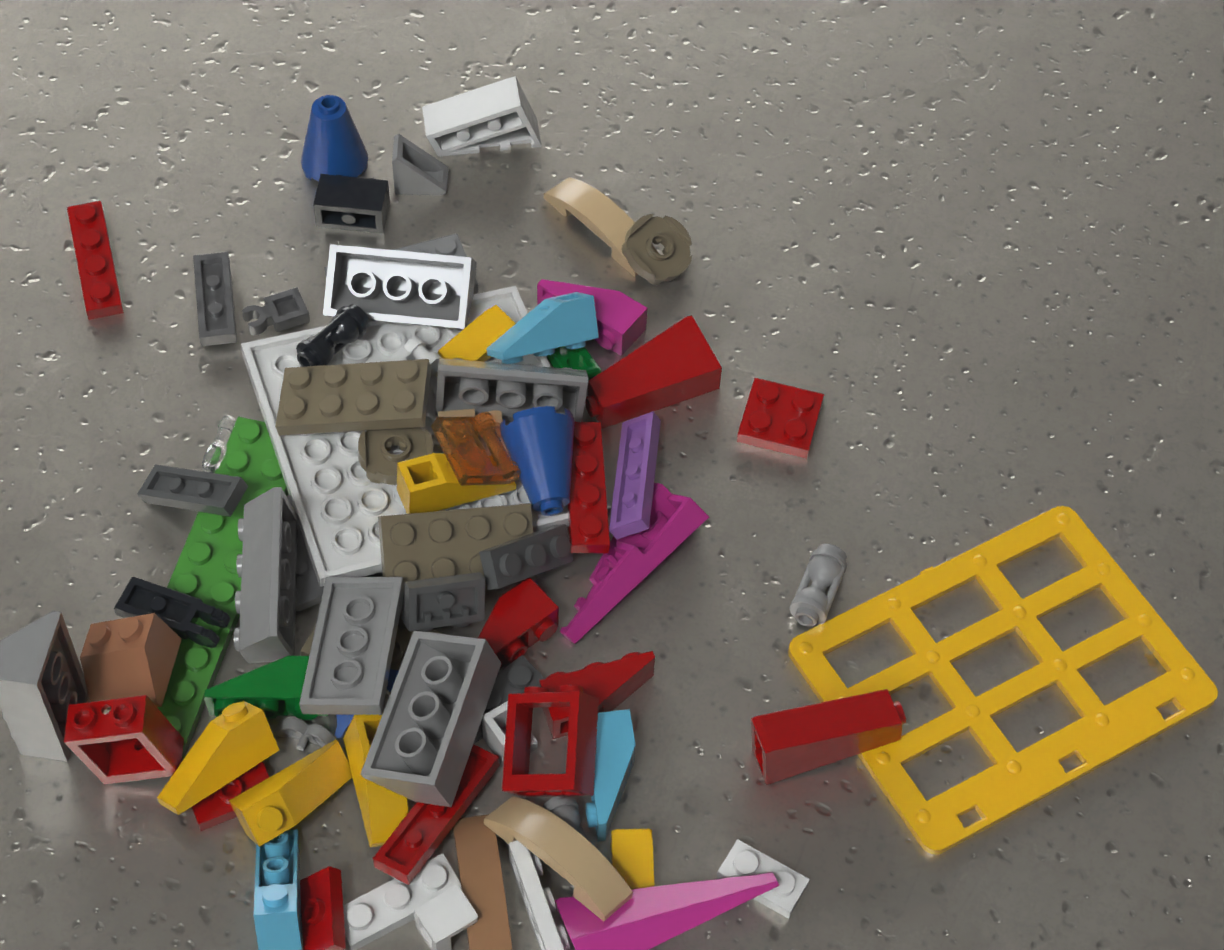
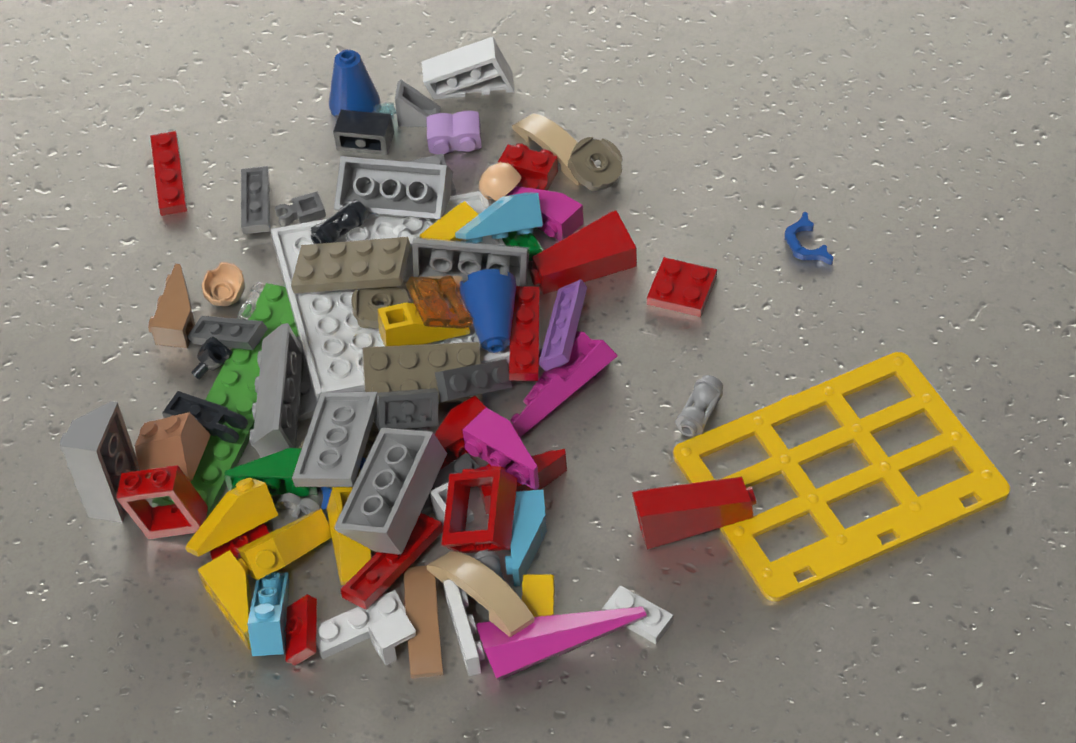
camera: 10 degrees right, 5 degrees down
(118, 463) = (174, 313): none -> medium nougat slope
(172, 523) = (211, 356): none -> black piece
(181, 420) = (223, 285): none -> light nougat hair
(221, 856) = (229, 588): none -> yellow slope
(377, 170) = (387, 108): none -> clear light blue plate
(470, 204) = (454, 132): none -> lavender brick
(536, 275) = (498, 180): none -> light nougat hair
(565, 256) = (535, 167): none -> red plate
(569, 649) = (498, 443): none -> dark pink slope
(927, 369) = (800, 252): none -> blue helmet

